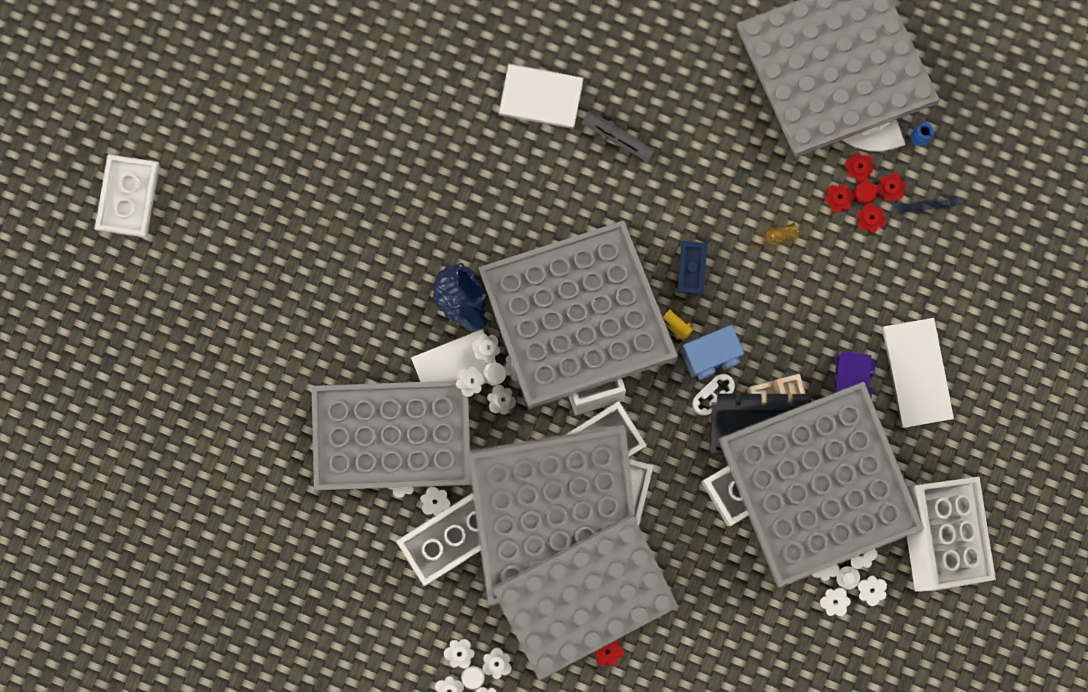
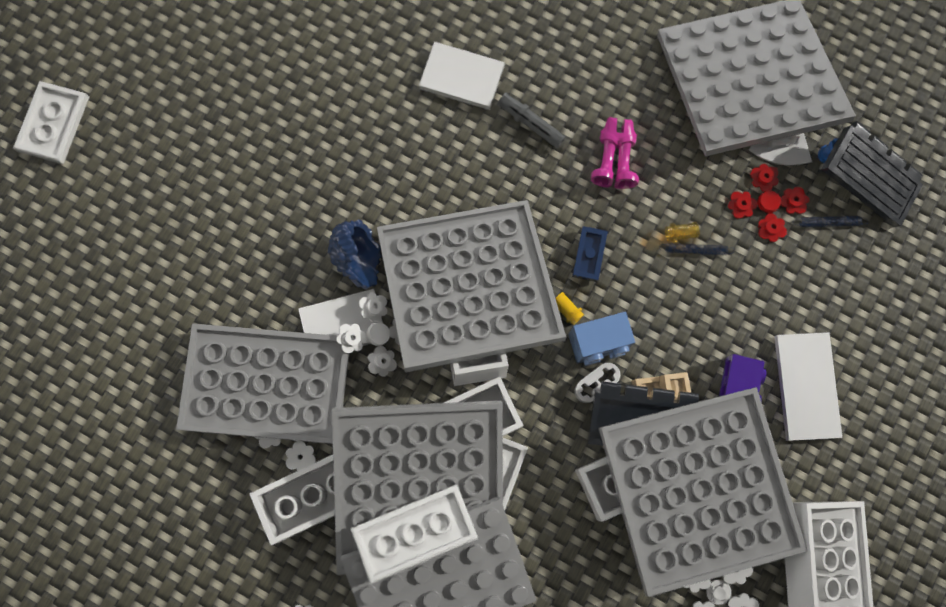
camera: 10 degrees right, 5 degrees down
(558, 557) = (414, 534): none -> white tile
(714, 149) = (623, 141): none -> dark pink piece
(779, 249) = (696, 246): none -> dark blue piece
(965, 153) = (873, 173): none -> black hinge

